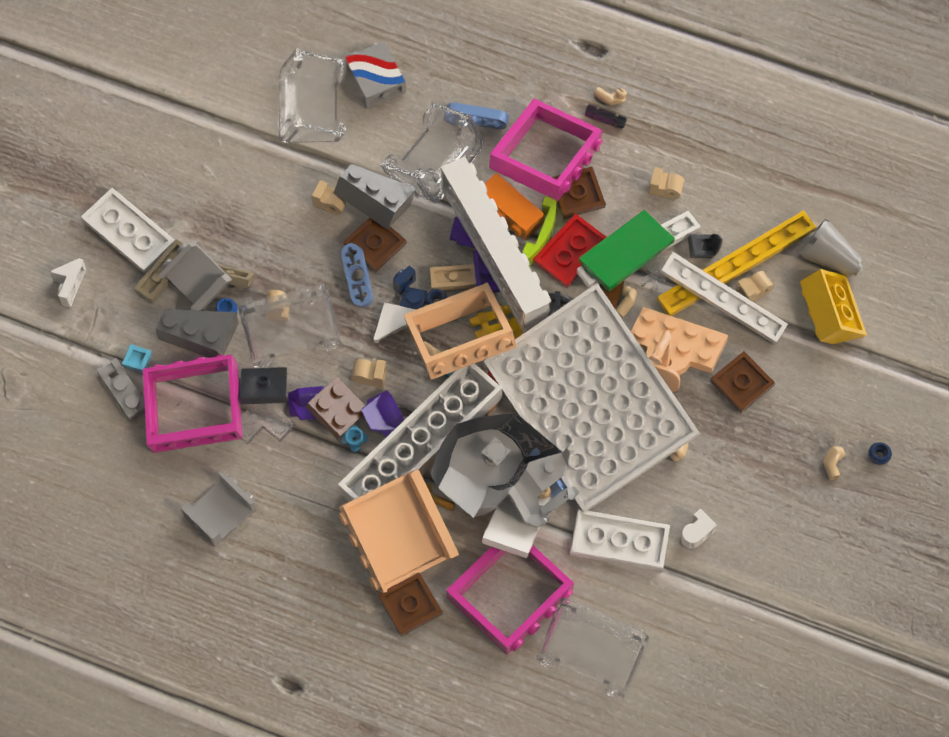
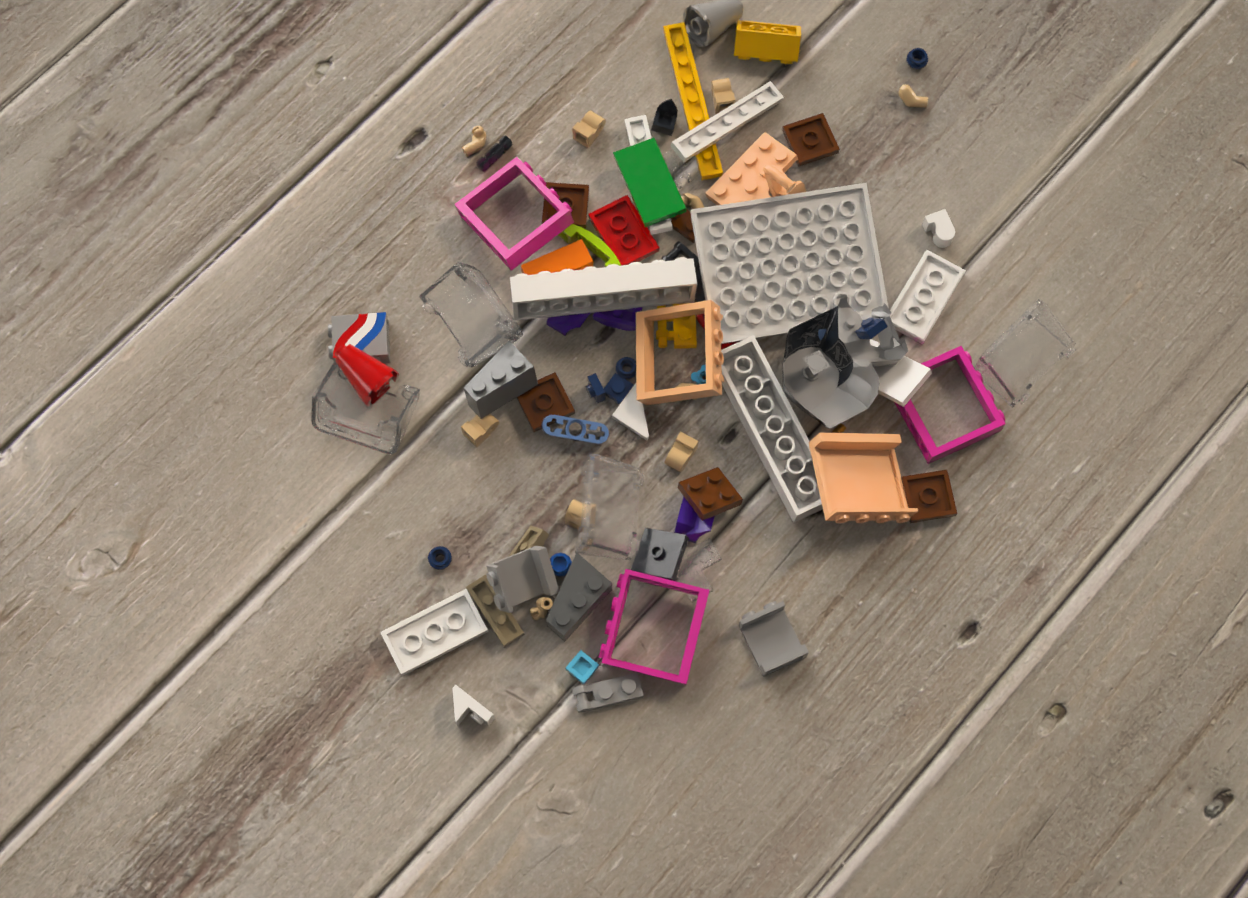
camera: 70 degrees left, 5 degrees up
(179, 304) = (541, 608): none -> tan arm
(195, 206) = (439, 550): none -> dark blue plate
(337, 86) = (365, 373): none -> red cone
(352, 432) = (745, 484): dark azure plate -> none
(382, 413) = (728, 454): dark purple slope -> none
(453, 277) = (610, 345): tan plate -> none
(483, 116) = (448, 259): medium blue beam -> none
(547, 485) = (871, 328): none -> dark blue plate

